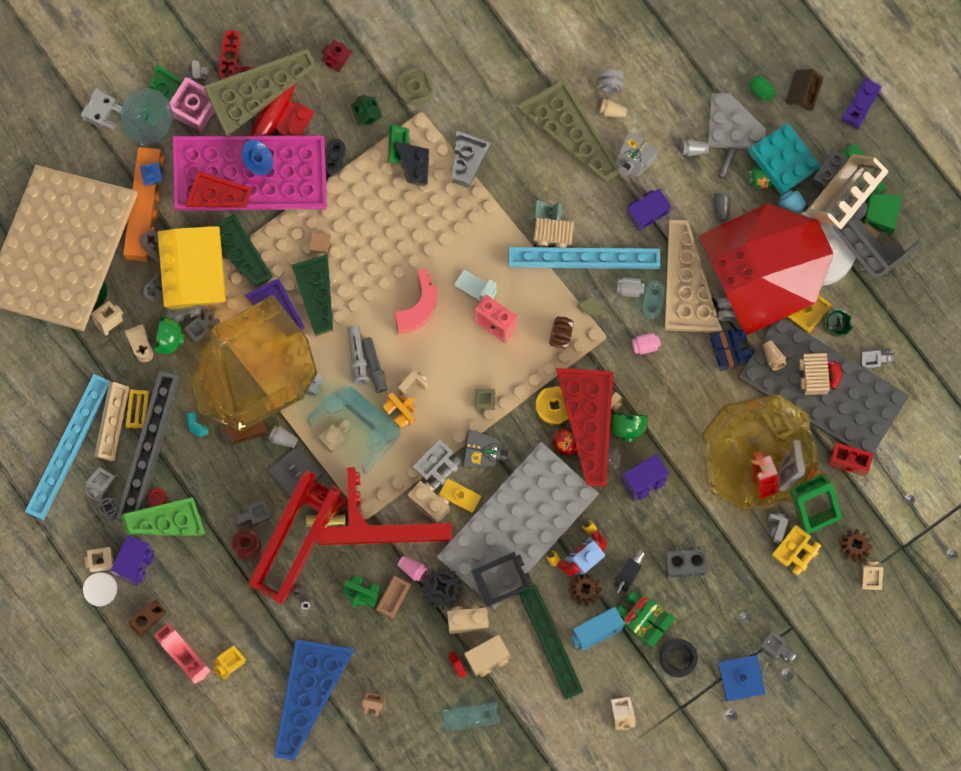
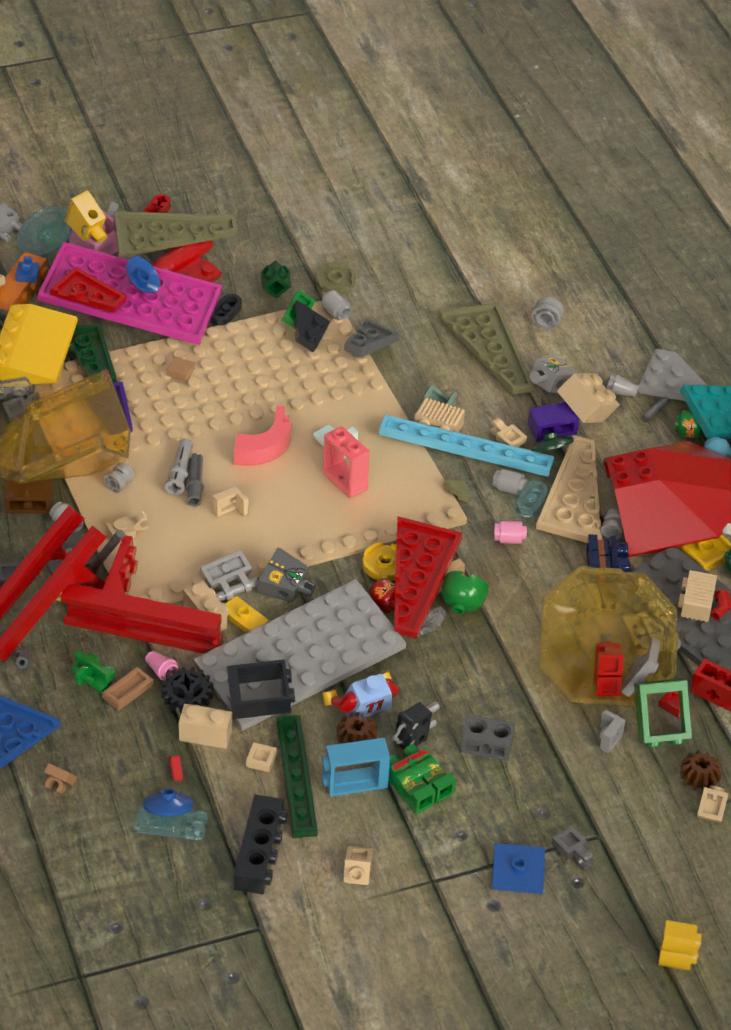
camera: 15 degrees right, 30 degrees down
(180, 101) = (86, 217): none -> yellow torso
(314, 287) = (158, 403): dark green wing -> none
(334, 476) = (107, 550): none -> flat silver bar
(335, 55) = (262, 233): dark red brick -> none
(384, 432) = (175, 532): clear light blue windscreen -> none
(405, 416) = (210, 519): light orange hips -> none
(428, 128) = (336, 305): none -> light grey brick
(464, 709) = (168, 803): none -> blue dish
(485, 399) = (307, 536): olive tile -> none
(487, 656) = (214, 763): tan brick -> none
(519, 635) = (261, 757): none -> tan plate
(537, 688) = (259, 844): none -> black brick
(561, 332) = (415, 493): reddish brown gear -> none
(612, 109) = (540, 336): tan cone -> none
(616, 235) = (506, 434): none -> tan plate
(645, 477) = (465, 641): dark purple brick -> none
(655, 236) = (552, 441): none -> dark green dish
(674, 180) = (588, 397): none -> tan brick
(693, 660) = (451, 811): black tyre -> none
(722, 205) = (637, 437): dark grey cone -> none
(762, 88) = (713, 356): green brick -> none
(774, 356) = (655, 570): tan cone -> none
(791, 546) = (621, 754): yellow plate -> none
(879, 721) = (679, 945): none -> yellow brick

